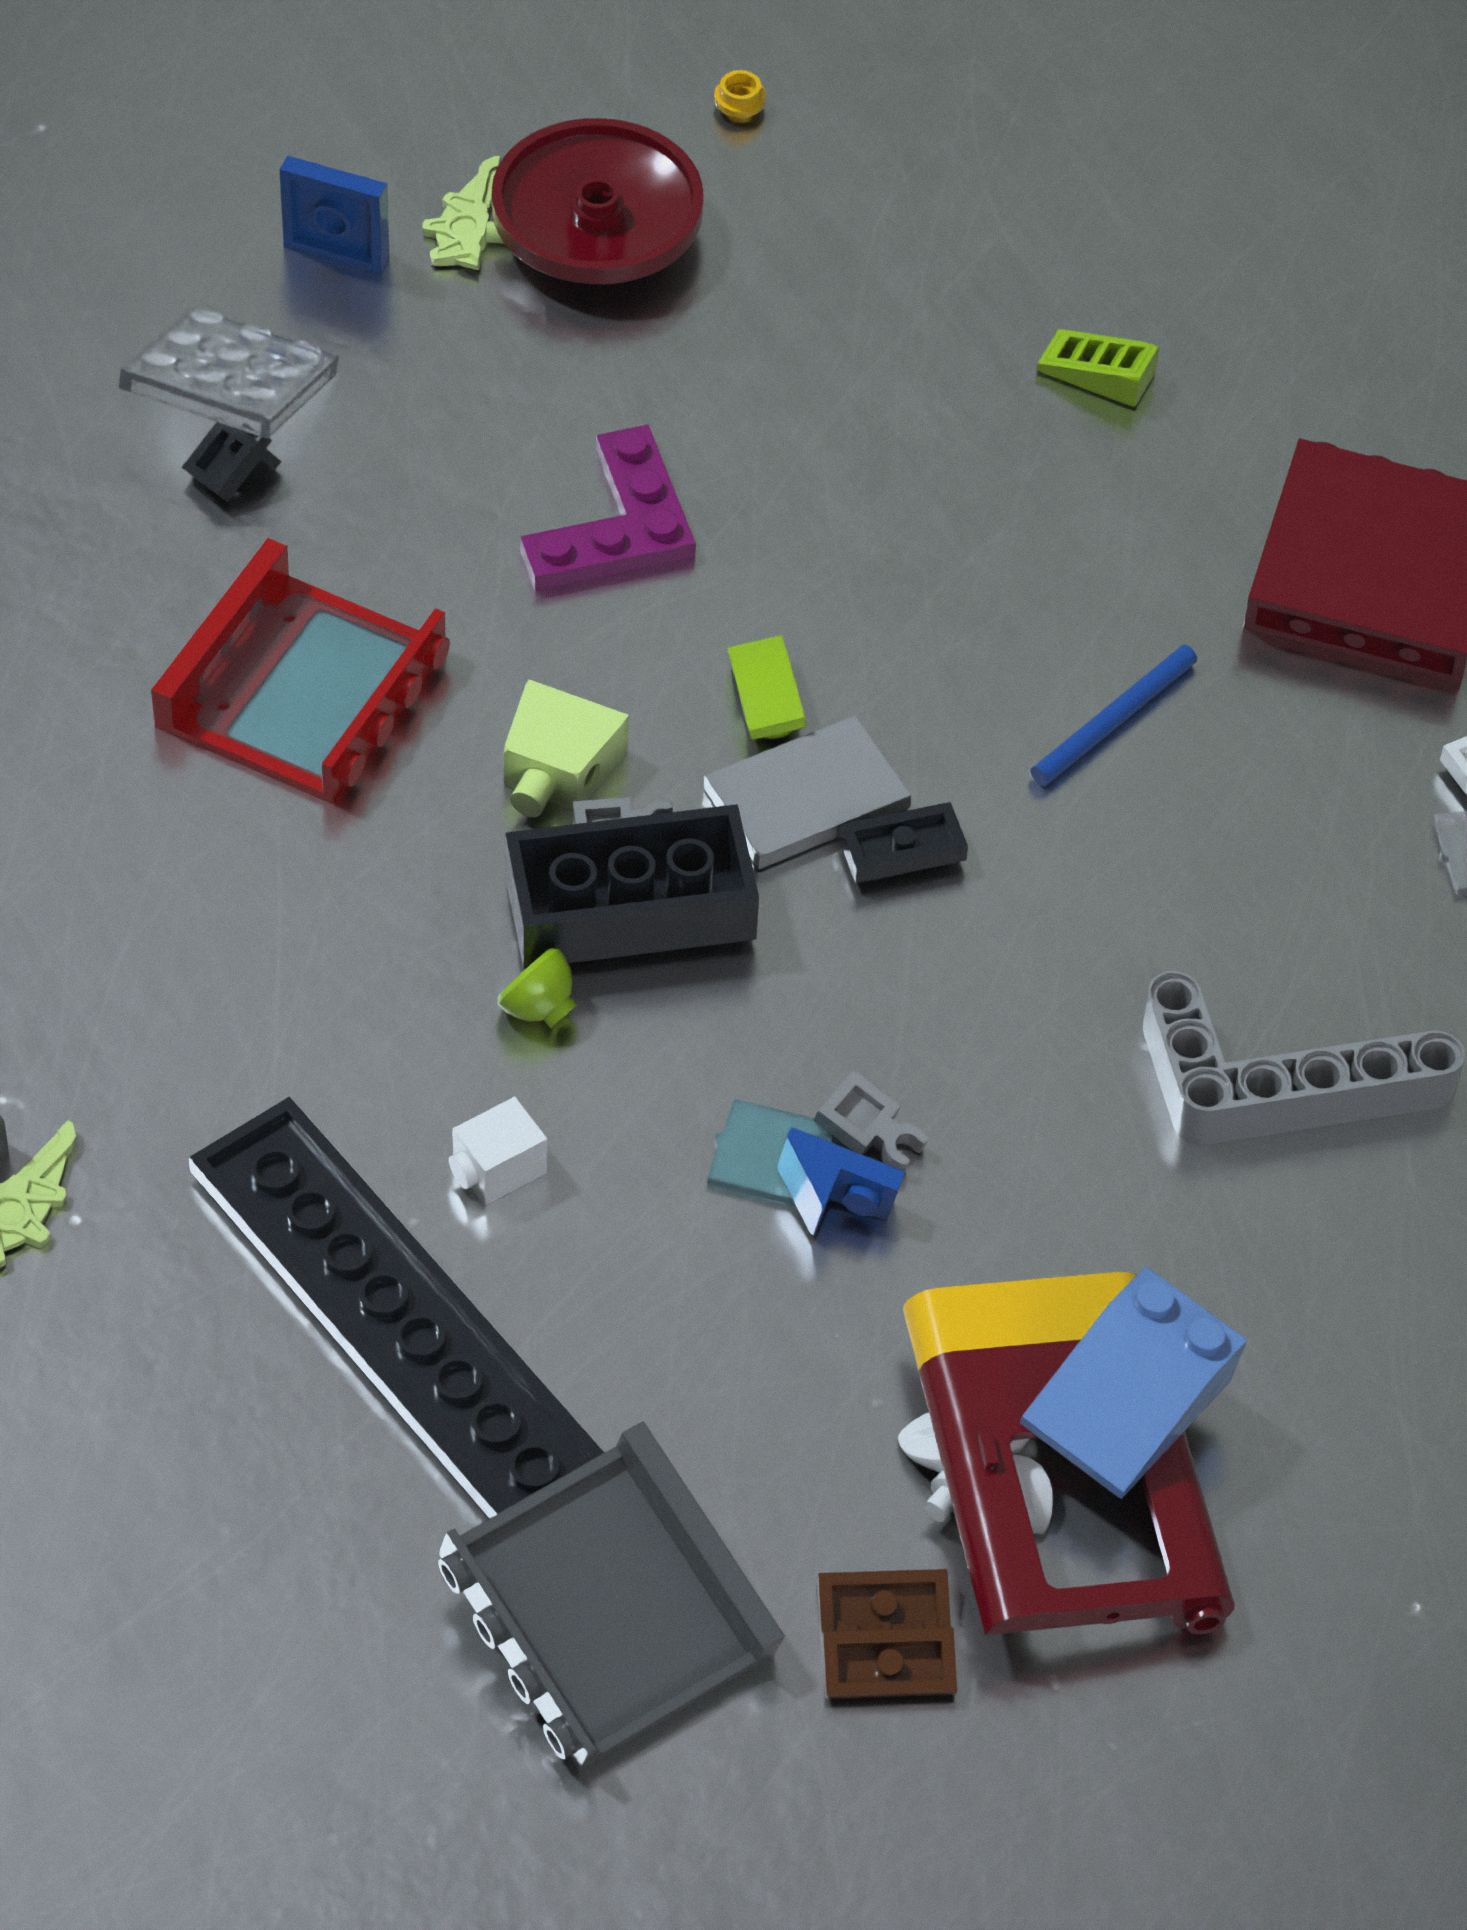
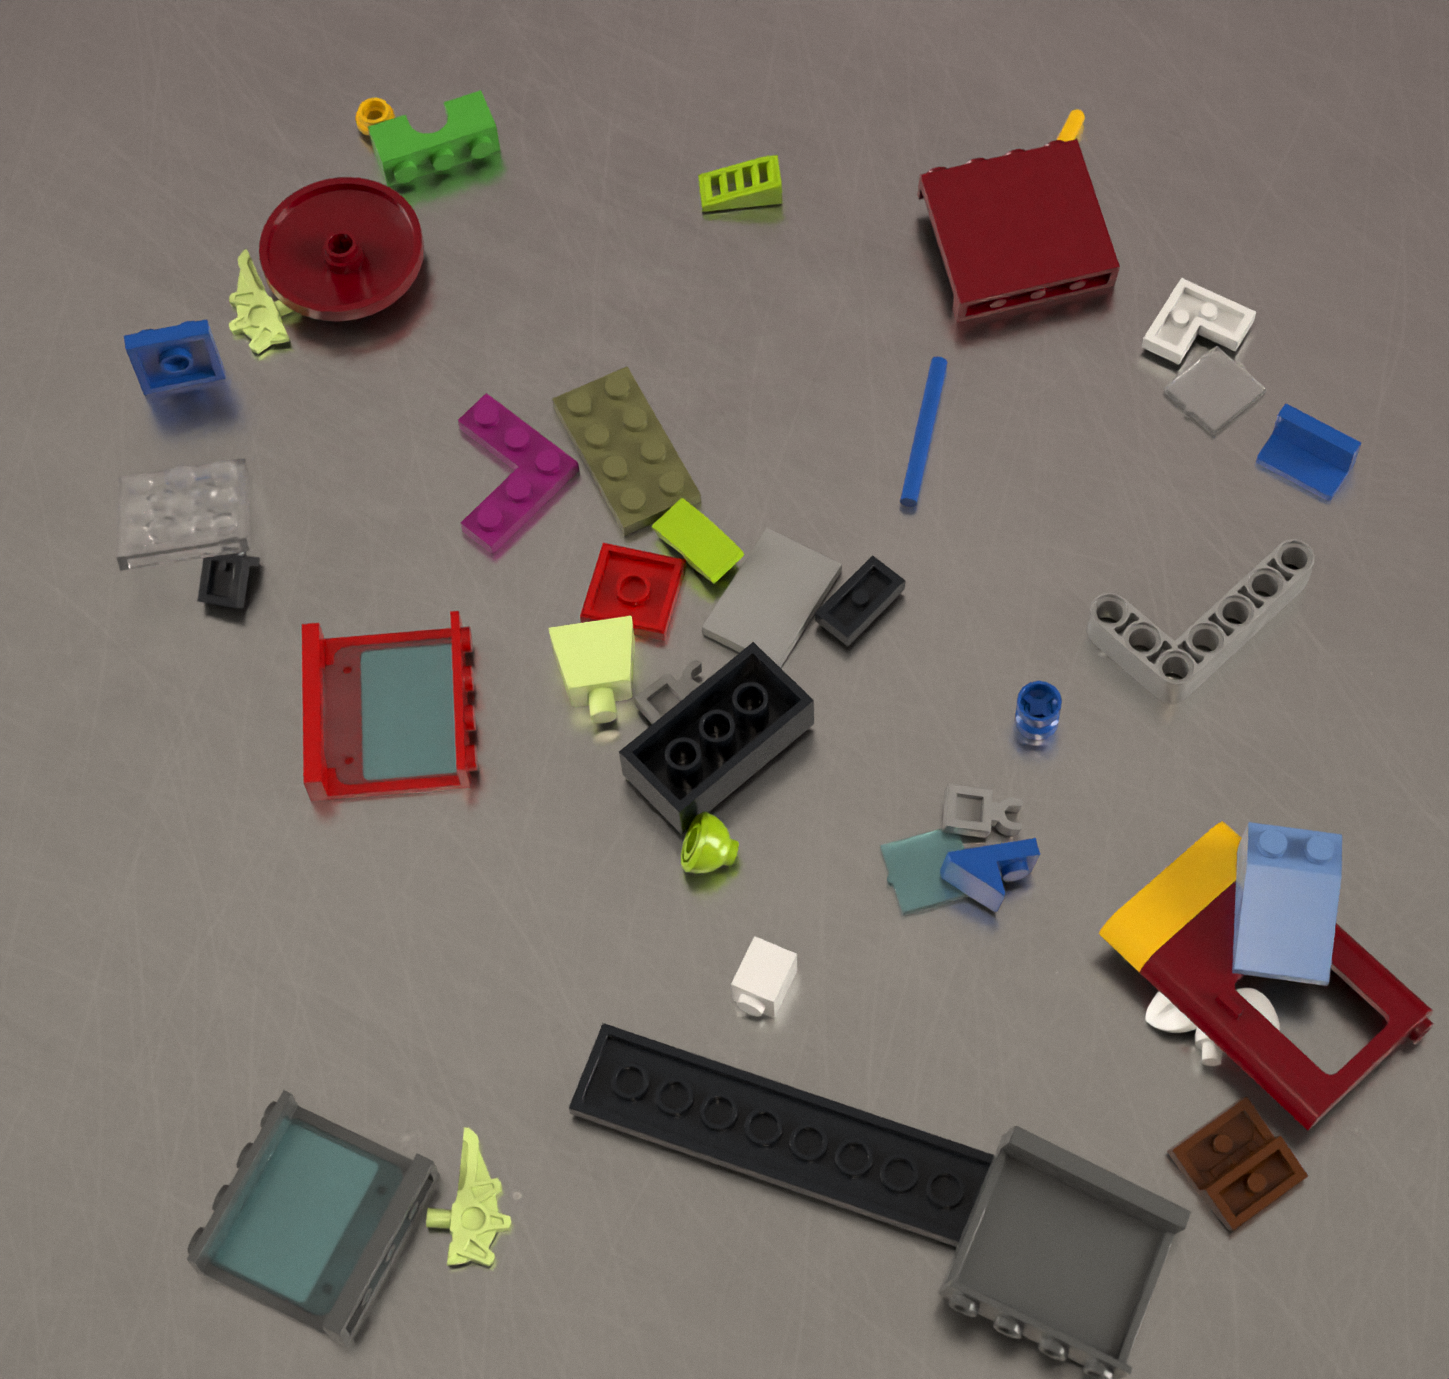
camera: 25 degrees left, 10 degrees up
(667, 703) = (635, 586): none -> red tile
(760, 559) = (625, 449): none -> olive plate
(822, 160) = (411, 154): none -> bright green arch
(1017, 1056) = (1038, 700): none -> blue wheel

